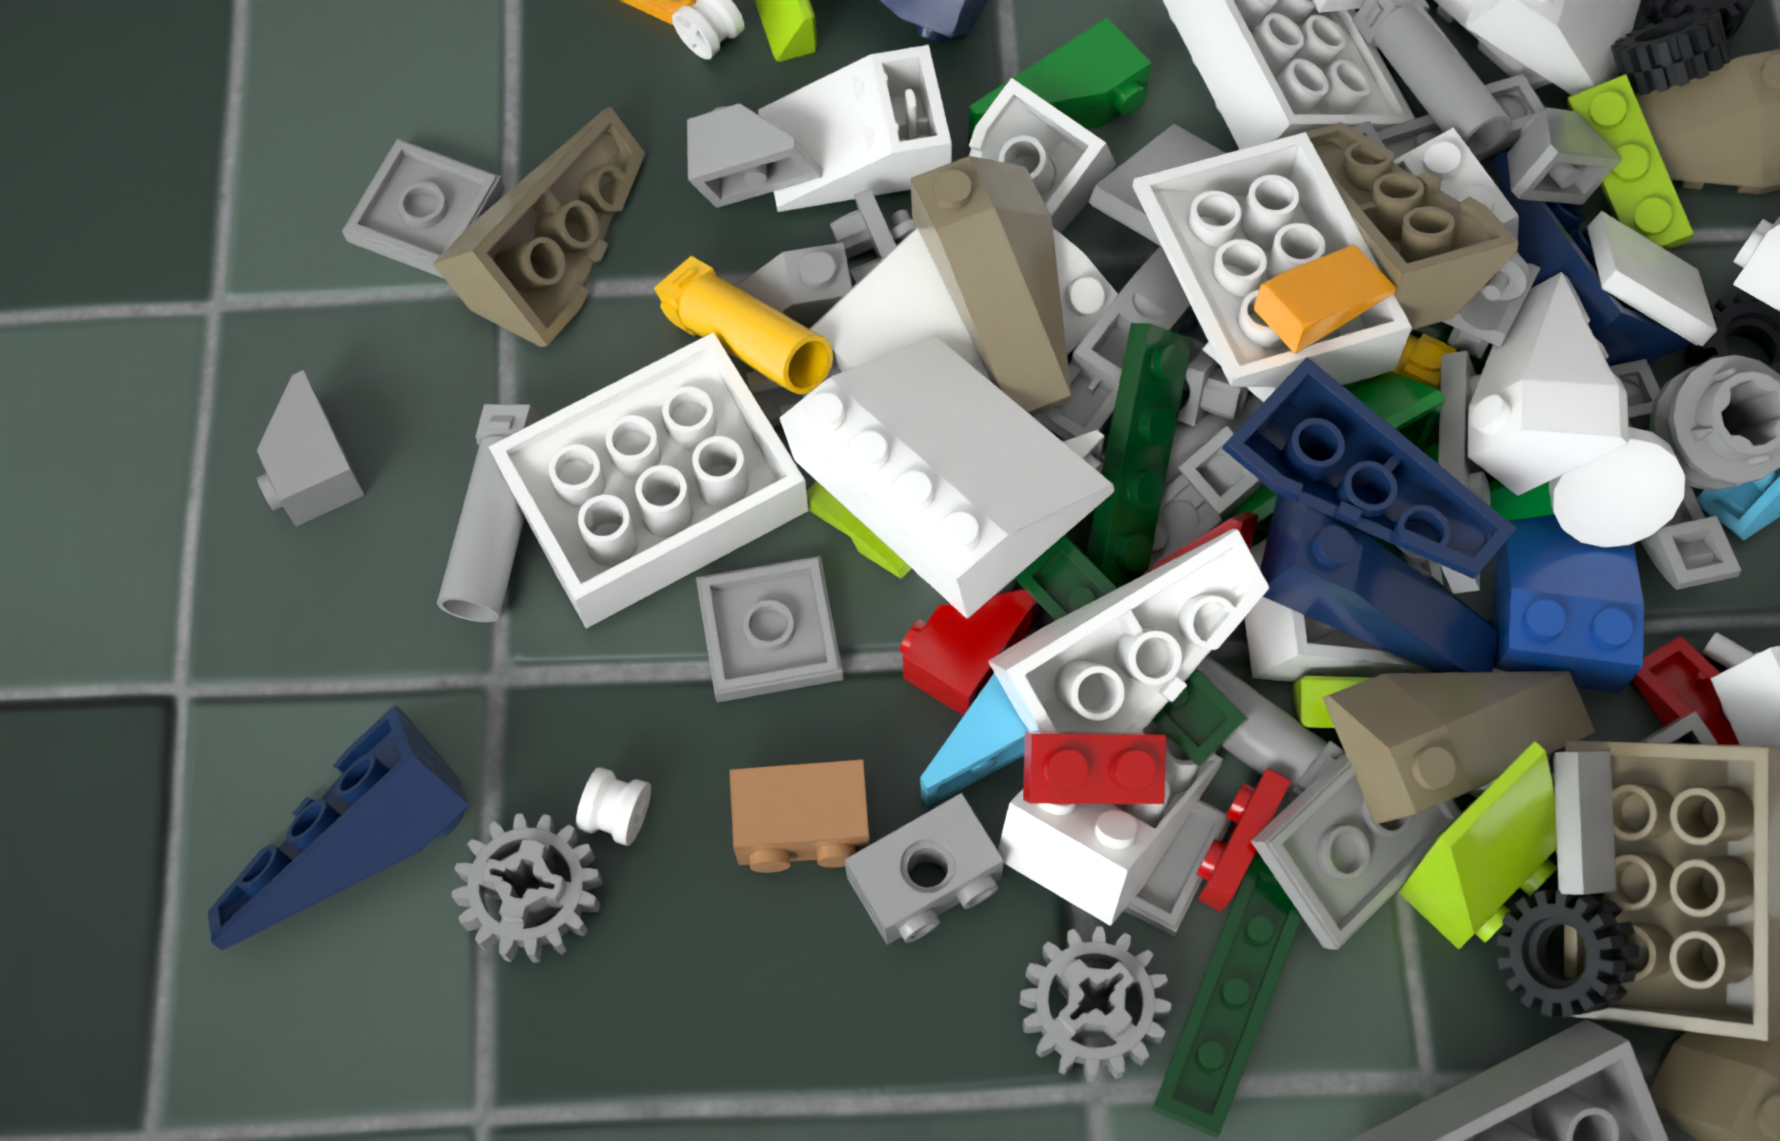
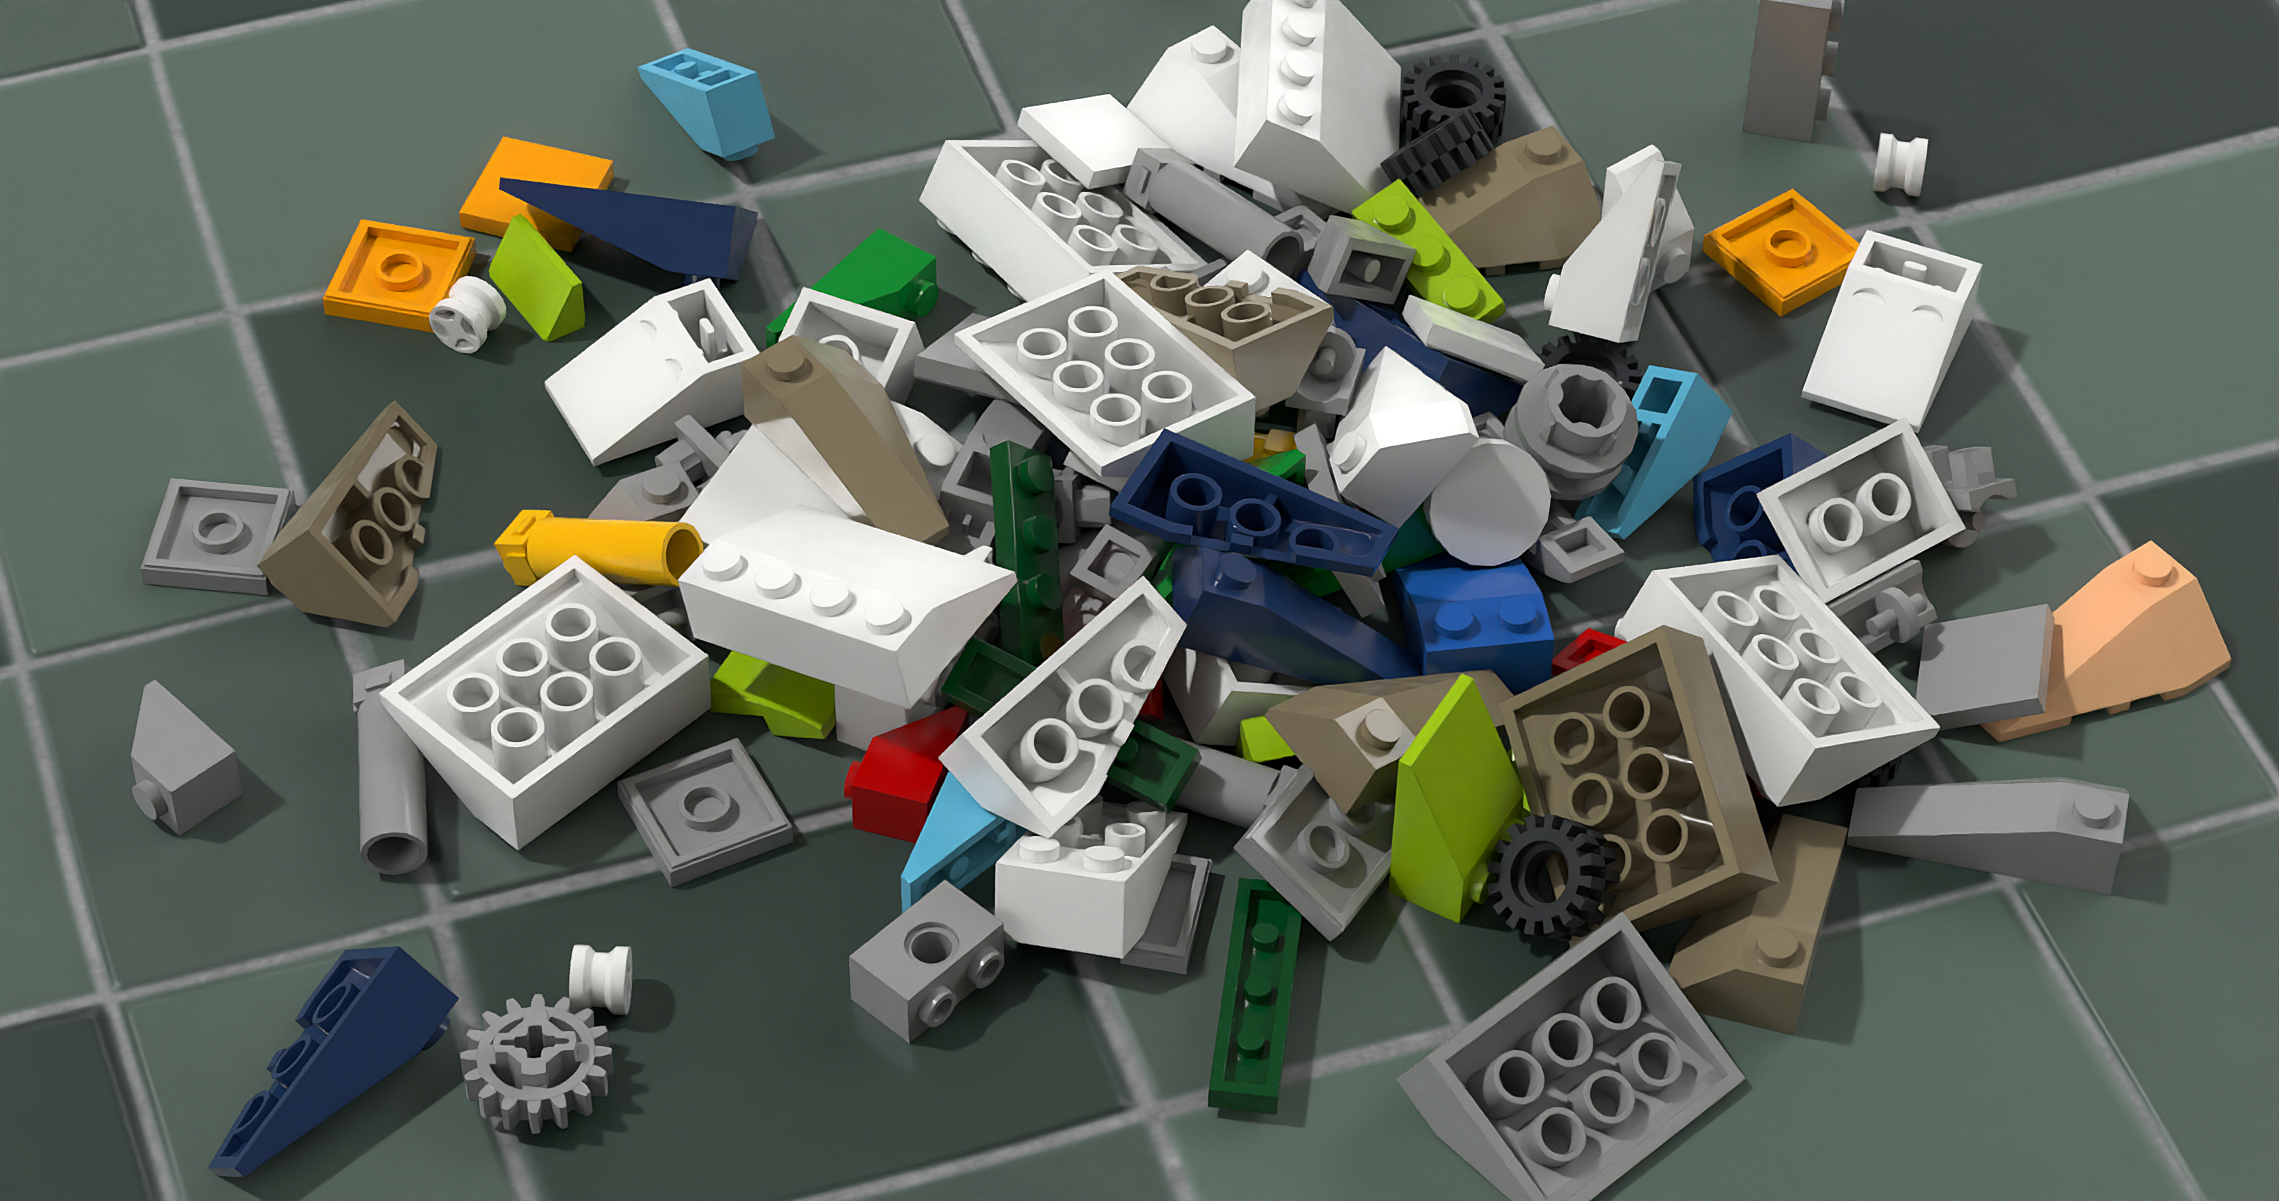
camera: 20 degrees left, 20 degrees down
(743, 156) = (551, 414): light grey slope -> none
(798, 814) = (787, 943): medium nougat brick -> none
(1094, 768) = (1067, 807): red plate -> none
(1116, 1026) = (1127, 1028): light grey gear -> none
(1227, 863) = (1217, 888): red plate -> none
(1321, 296) = (1161, 386): light orange slope -> none
(1584, 822) = (1532, 752): light grey tile -> none

